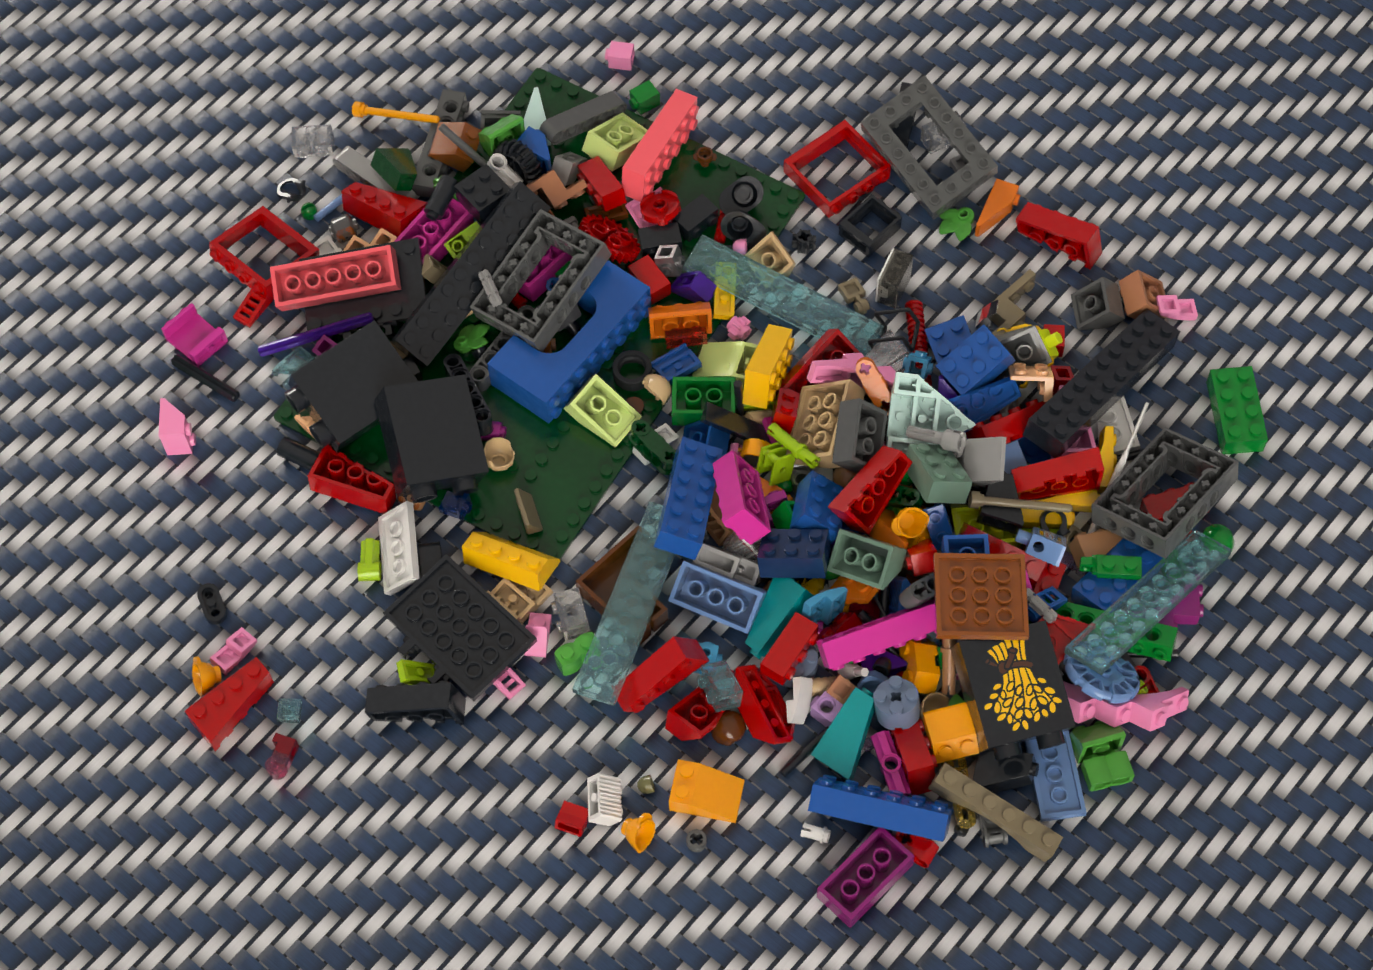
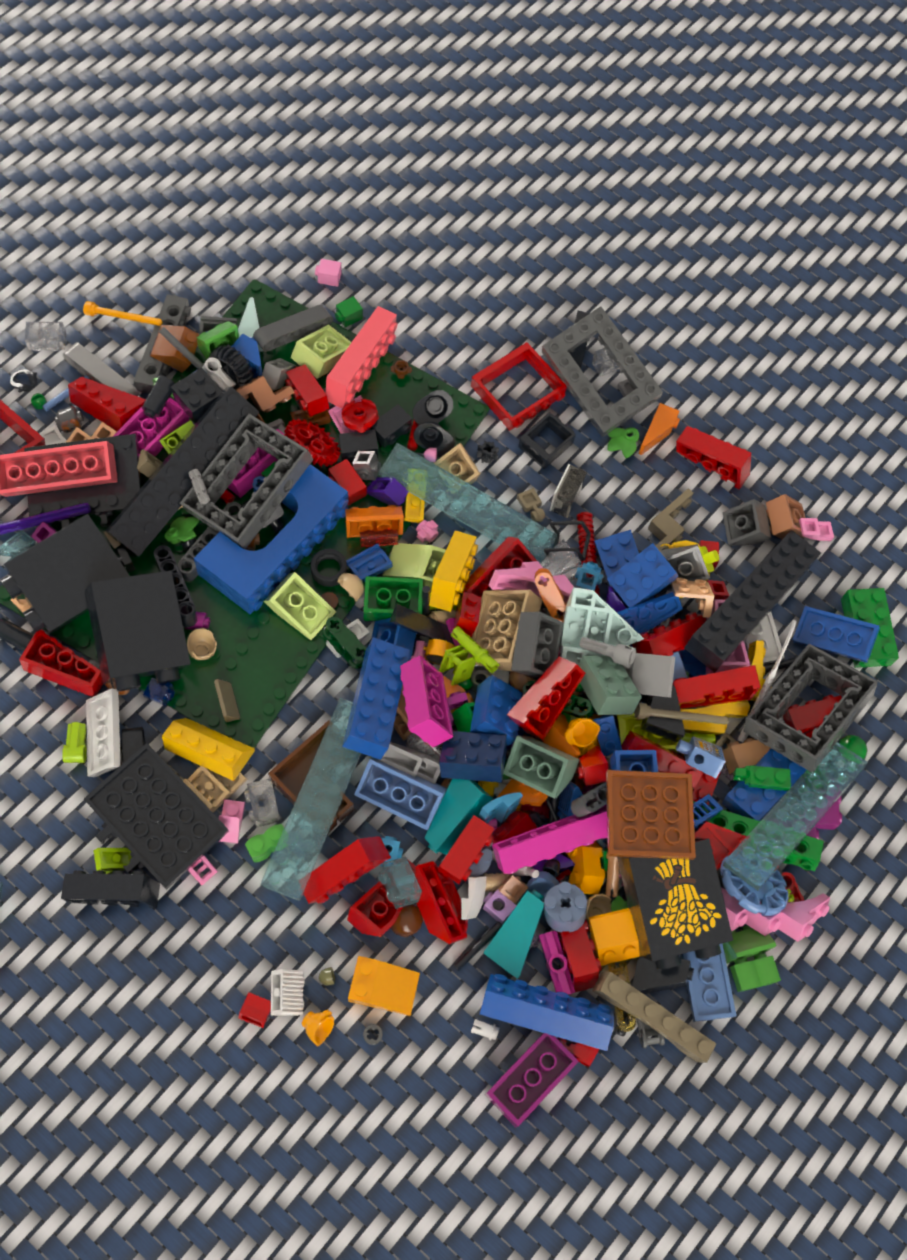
camera: 10 degrees left, 5 degrees up
(395, 167) = (119, 365): dark green slope -> none
(987, 311) = (649, 526): sticker -> none
(1041, 607) = (702, 820): light grey axle -> none
(1062, 529) = (717, 736): black piece -> none
(1197, 416) = (836, 634): none -> blue plate

